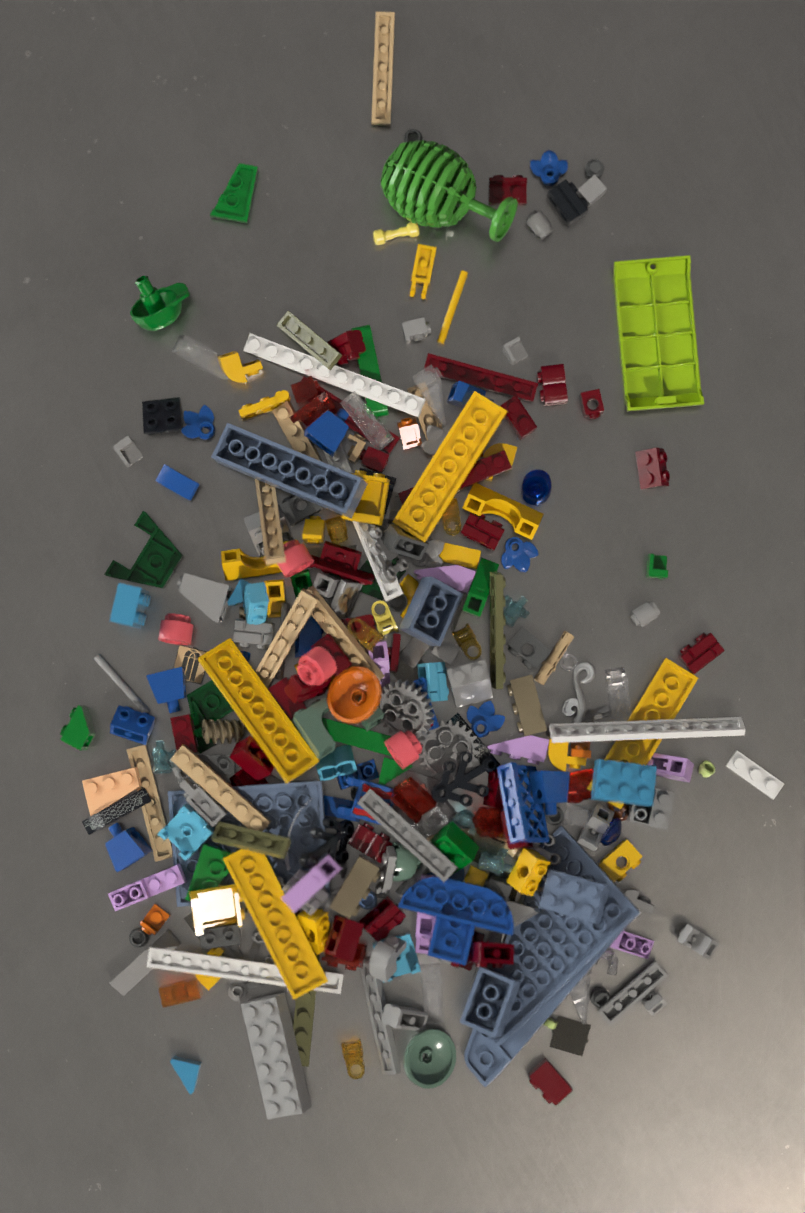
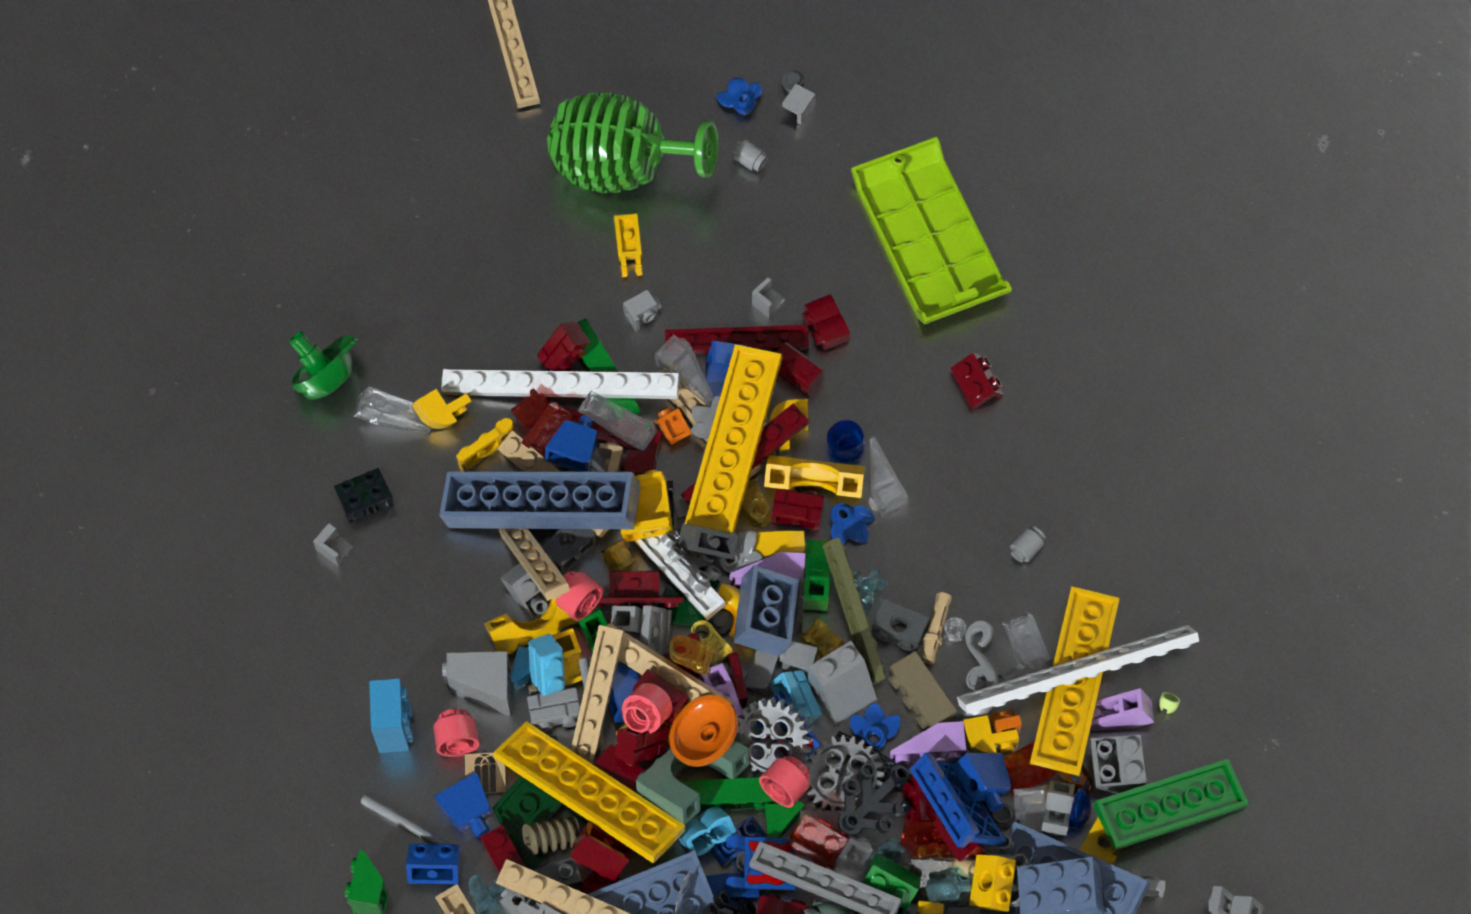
camera: 20 degrees left, 20 degrees down
(155, 561) = (406, 657): dark green wing -> none
(177, 482) = (405, 562): blue slope -> none
(196, 422) = (409, 490): blue plate -> none
(238, 195) = (383, 225): green wing -> none
(309, 340) = (518, 353): plate -> none
(314, 530) = (594, 565): yellow slope -> none
(410, 230) = (567, 221): light yellow piece -> none
(452, 307) = (677, 274): yellow bar -> none
(503, 187) = (688, 125): dark red bracket -> none
(553, 534) = (885, 488): none -> clear slope
(567, 202) = (774, 123): black brick -> none
(592, 395) = (879, 320): dark red brick -> none
(623, 783) = (1072, 736): dark azure brick -> none
(657, 566) = (1022, 488): green panel -> none
(679, 850) = (1170, 804): none -> green plate
(701, 653) = (1112, 568): dark red brick -> none
(754, 774) = (1230, 692): white plate -> none

